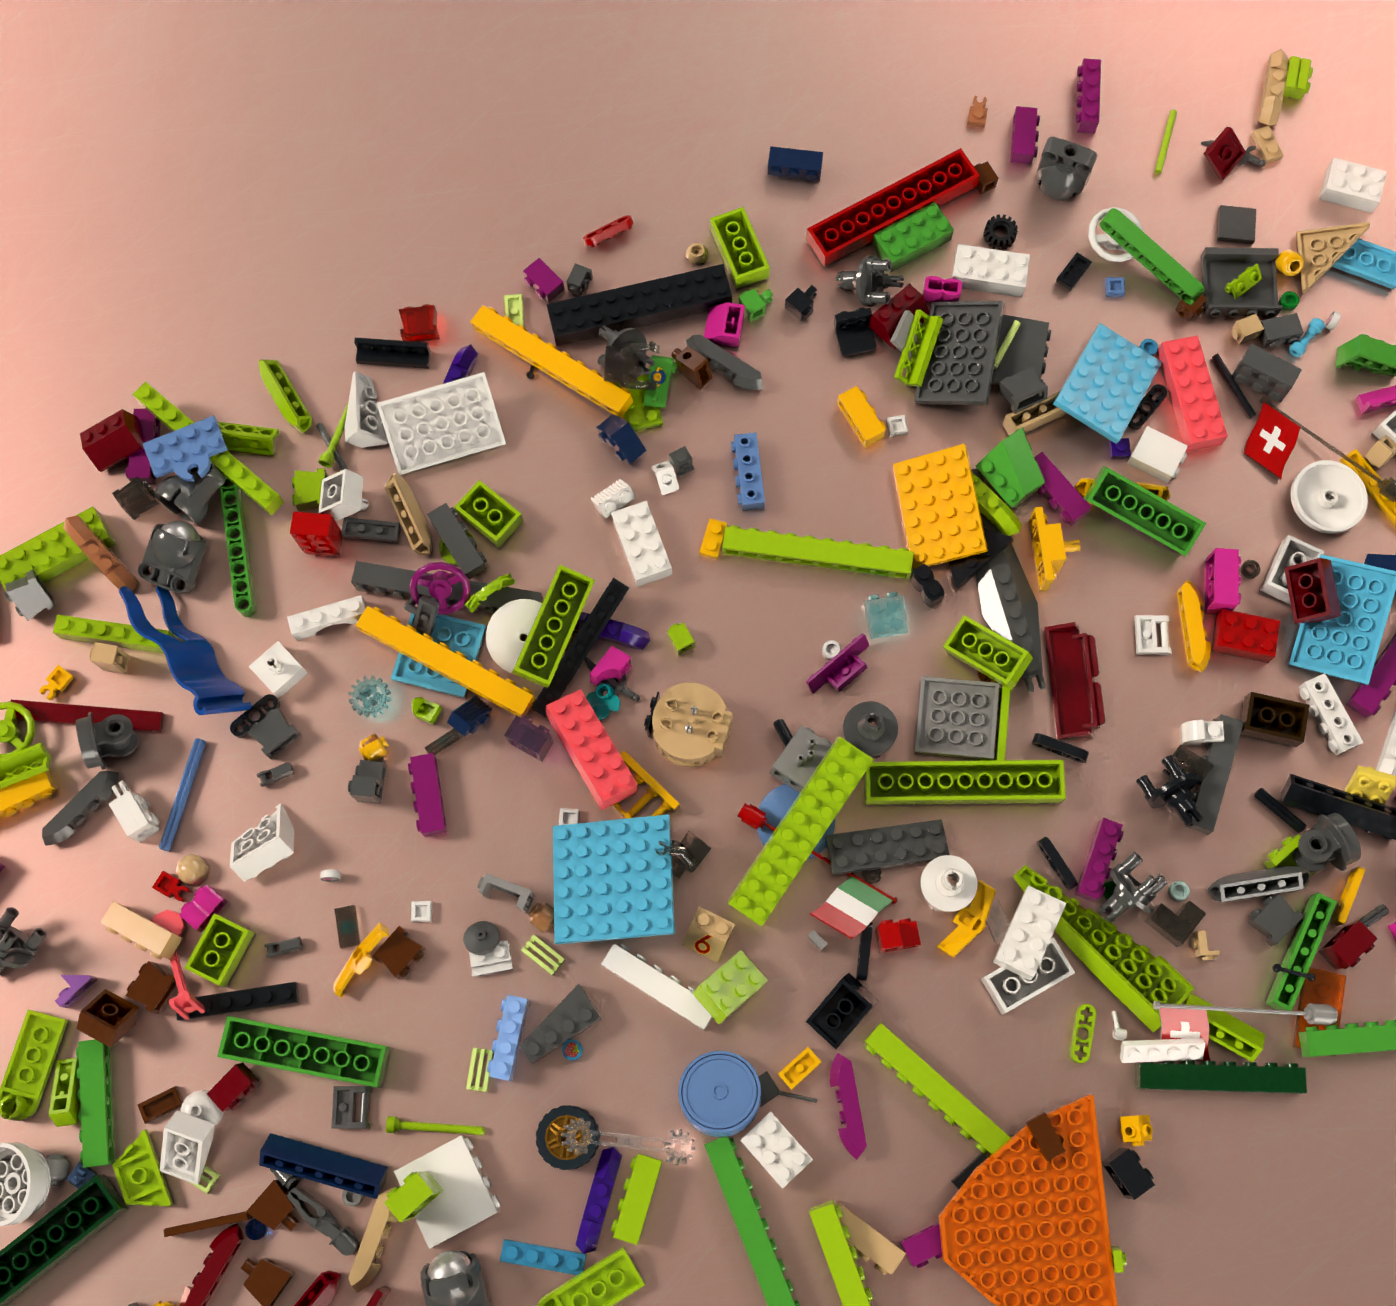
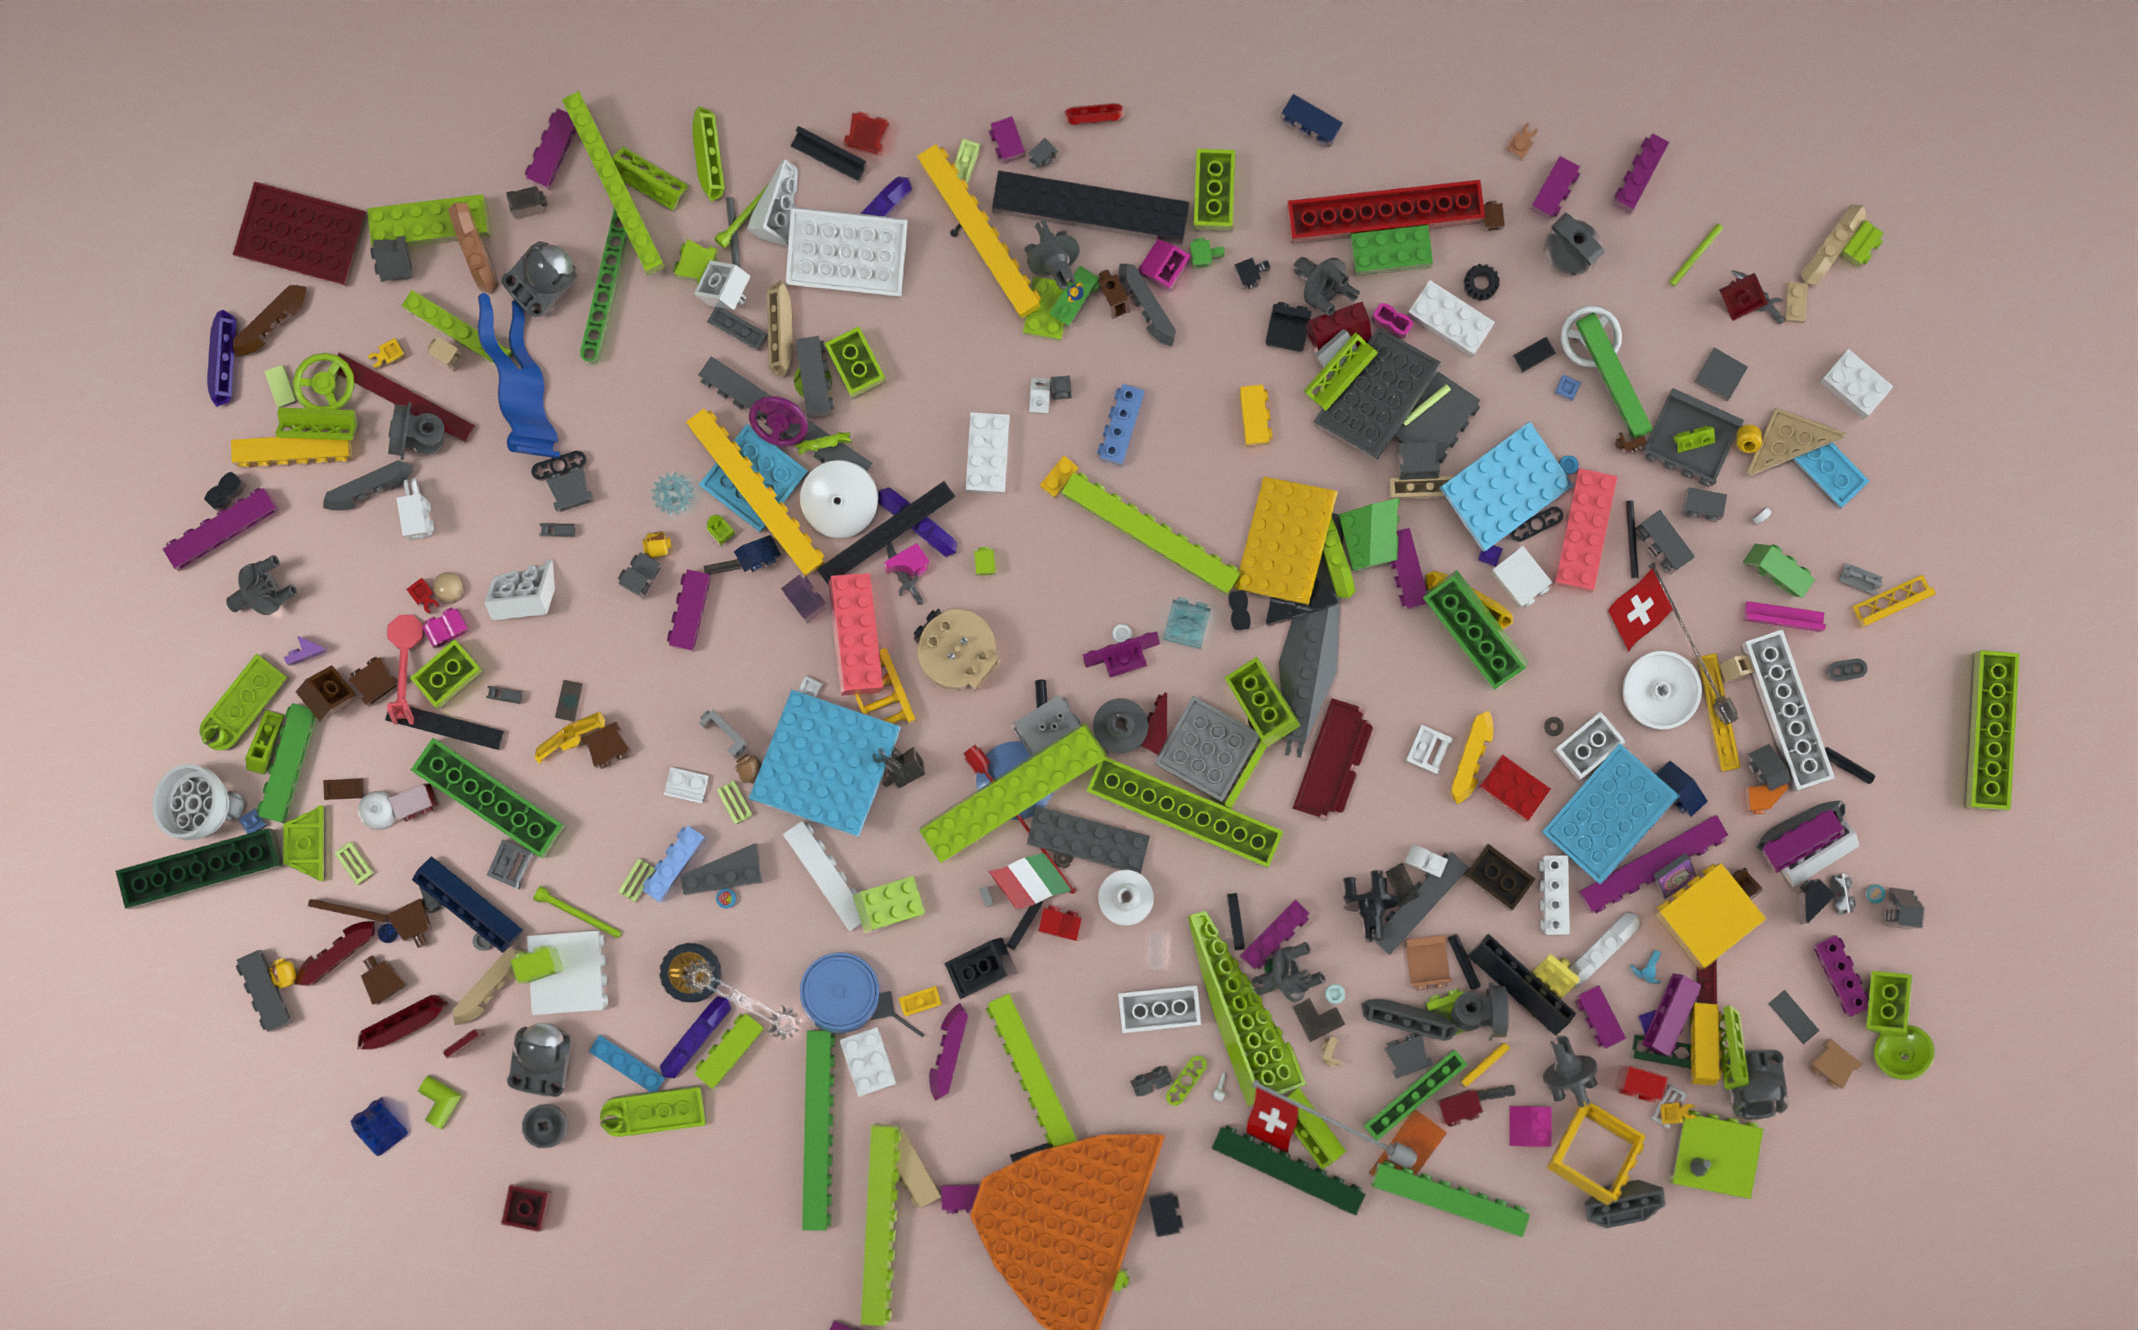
camera: 20 degrees right, 10 degrees up
(112, 439) = (525, 133): dark red slope -> none
(141, 930) = (383, 626): tan brick -> none
(182, 794) = (464, 512): medium blue axle -> none
(186, 449) = (592, 181): medium blue plate -> none
(186, 1146) = (354, 837): white slope -> none
(190, 496) = (583, 216): dark grey piece -> none
(278, 670) = (597, 431): white brick -> none
(311, 621) = (657, 398): white arch -> none
(316, 533) = (683, 314): red brick -> none
(327, 1224) = (451, 955): dark grey arm -> none
(330, 875) = (571, 647): white tile -> none
(421, 911) = (641, 715): white tile -> none
(424, 614) = (754, 439): dark grey plate -> none
(481, 938) = (685, 763): dark grey piece -> none
(553, 626) = (868, 504): lime brick -> none
(603, 704) = (885, 593): teal plate -> none
(613, 498) = (980, 396): white brick -> none
(622, 437) = (1012, 339): dark blue brick -> none
(623, 367) = (1042, 271): clear smoke torso -> none
(696, 258) = (1174, 180): tan plate -> none
(708, 934) = (890, 849): tan slope -> none
(896, 425) = (1286, 439): white tile -> none
(905, 718) = (1157, 726): none -> dark red slope
(969, 920) = (1131, 938): yellow plate -> none
(1029, 933) = (1175, 972): white brick -> none
(1045, 1136) = (1105, 1152): reddish brown tile -> none
(1048, 547) = (1370, 625): yellow brick -> none
(1056, 1040) = (1159, 1076): none -> dark grey hinge
(1060, 748) = (1289, 817): black beam -> none
(1136, 1129) = (1191, 1181): yellow brick -> none
(1162, 1050) = (1246, 1125): white plate -> none
(1222, 580) = (1517, 728): dark pink brick -> none
(1247, 329) = (1672, 488): tan brick -> none
(1247, 825) = (1427, 962): none -> nougat panel
(1277, 968) = (1382, 1098): black hinge -> none
(1289, 300) = (1731, 476): green tile -> none
(1312, 591) = (1591, 776): dark red slope -> none
(1315, 327) = (1713, 529): medium azure piece -> none

